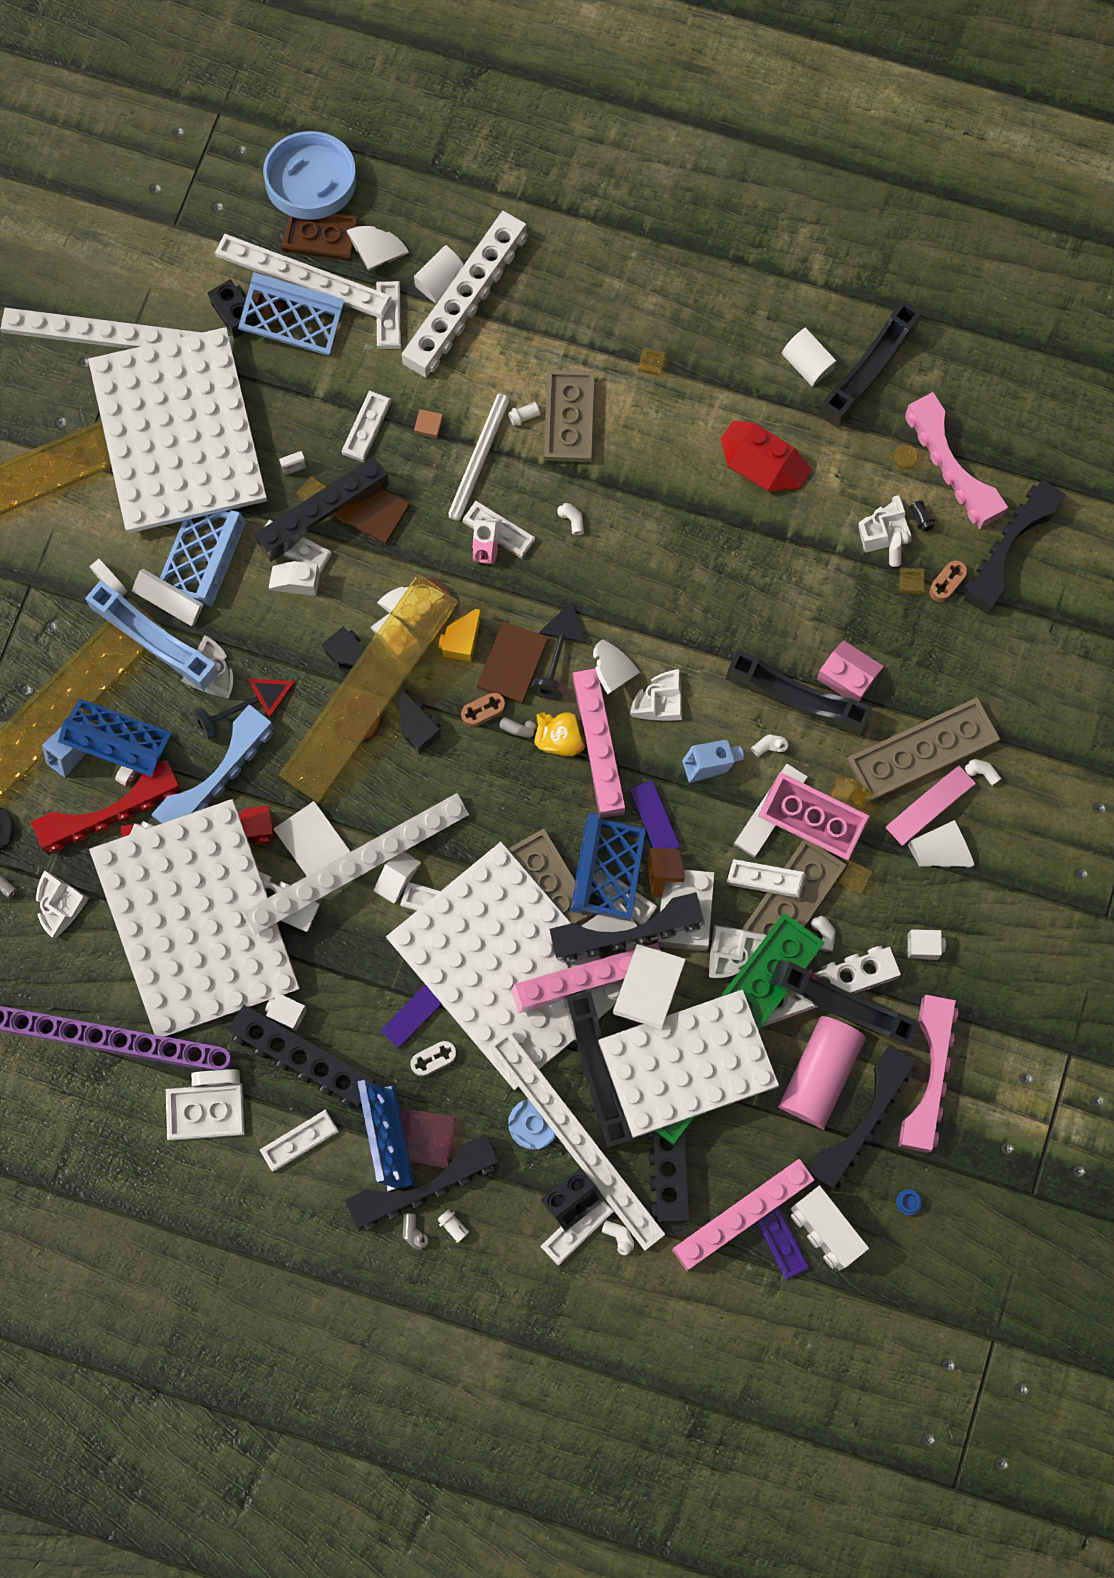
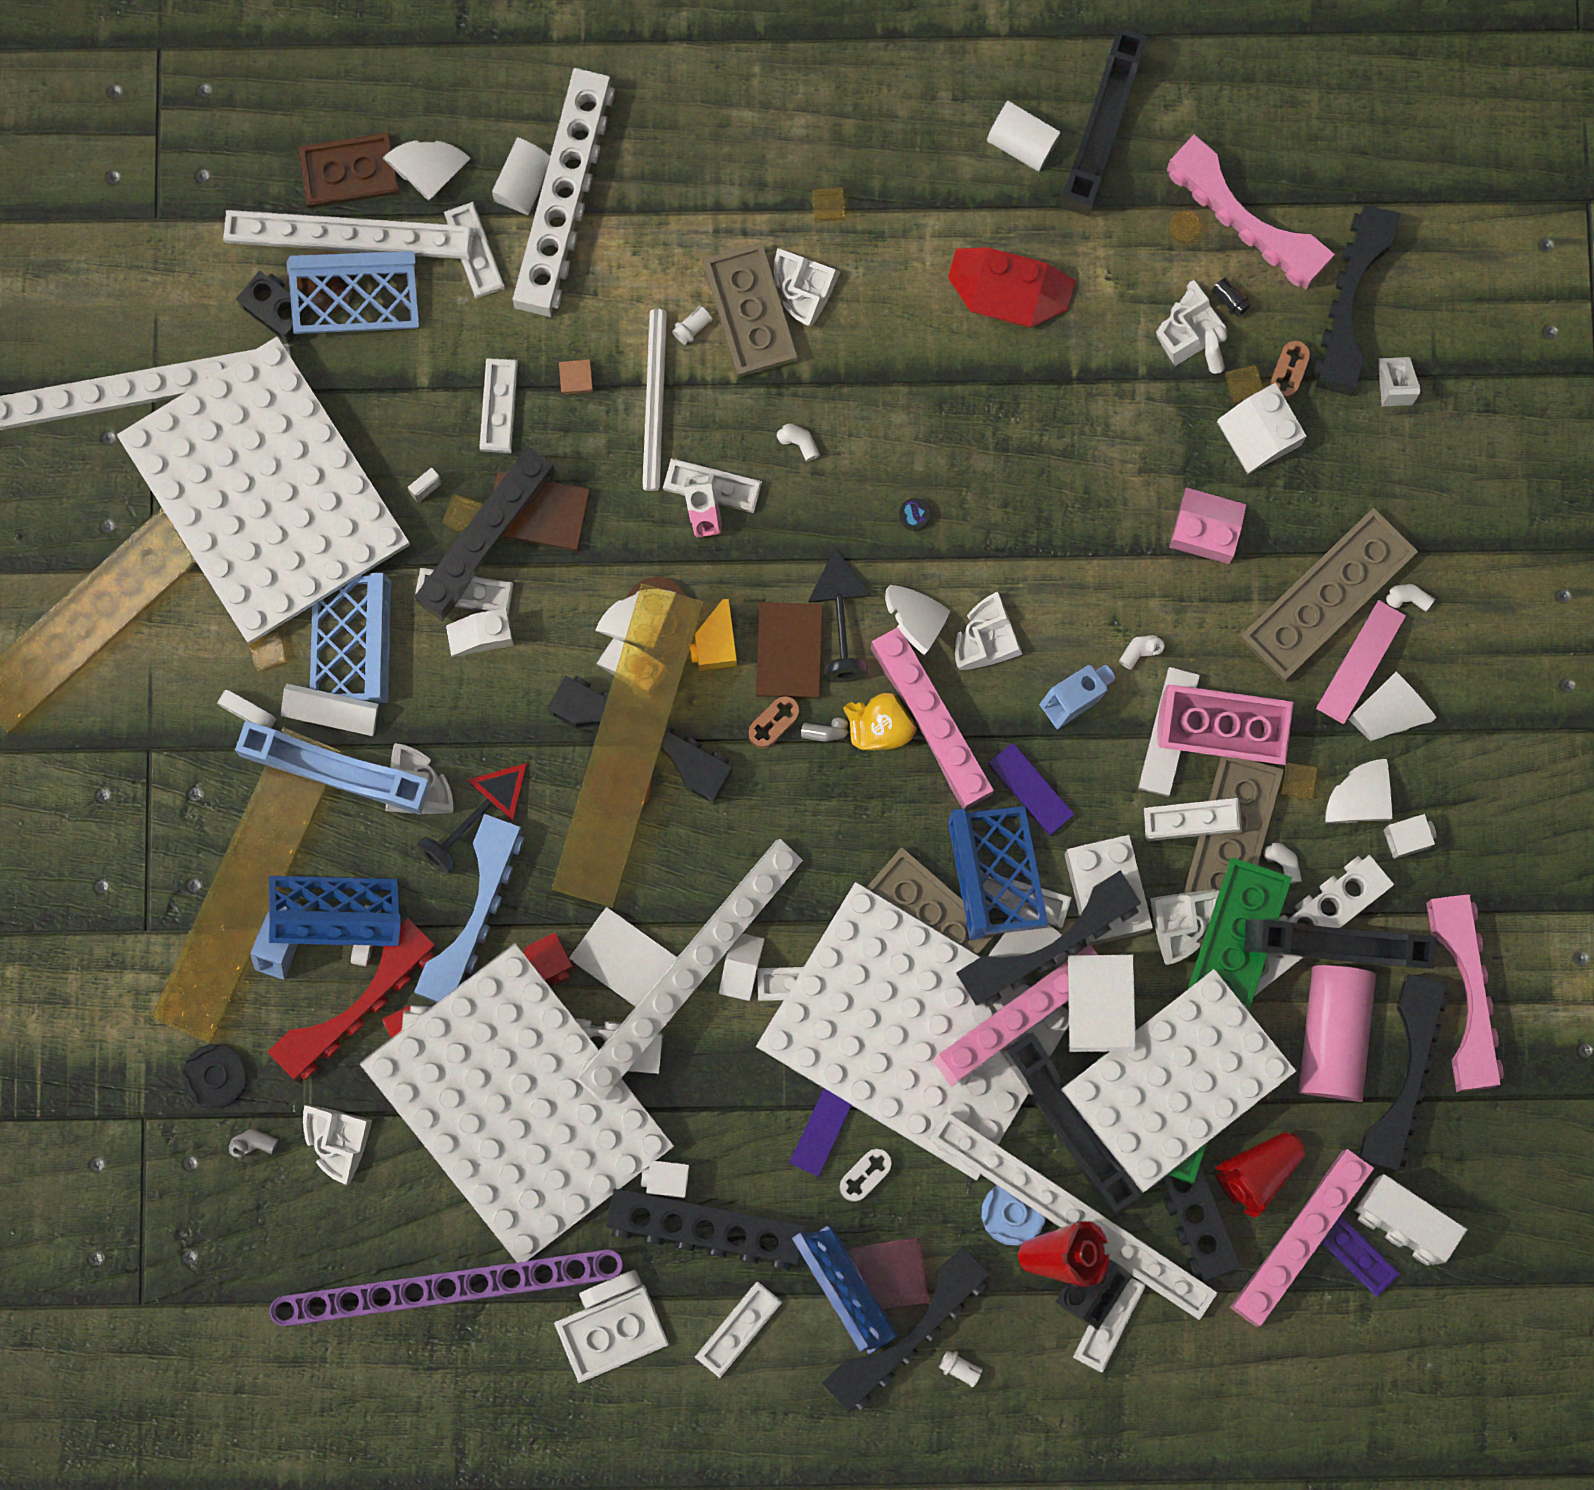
camera: 20 degrees left, 5 degrees up
(139, 544) = (268, 652): none -> clear yellow tile
(310, 175) = (309, 97): light blue brick -> none
(412, 1234) = (914, 1395): light grey arm -> none
(561, 1166) = (1068, 1254): none -> red cone
(614, 411) = (803, 285): none -> white brick
(622, 1235) = (1166, 1311): white arm -> none
(637, 596) = (914, 514): none -> black tile
(662, 867) = (1065, 849): reddish brown panel -> none
(728, 1154) = (1260, 1171): none -> red cone
(833, 709) = (1188, 580): black arch -> none
(850, 792) = (1259, 680): clear yellow brick -> none
(899, 903) = (1362, 795): none -> white brick
(908, 1202) = (1491, 1155): blue plate -> none
(913, 615) = (1262, 428): none -> white slope
(1025, 615) = (1398, 382): none -> white slope

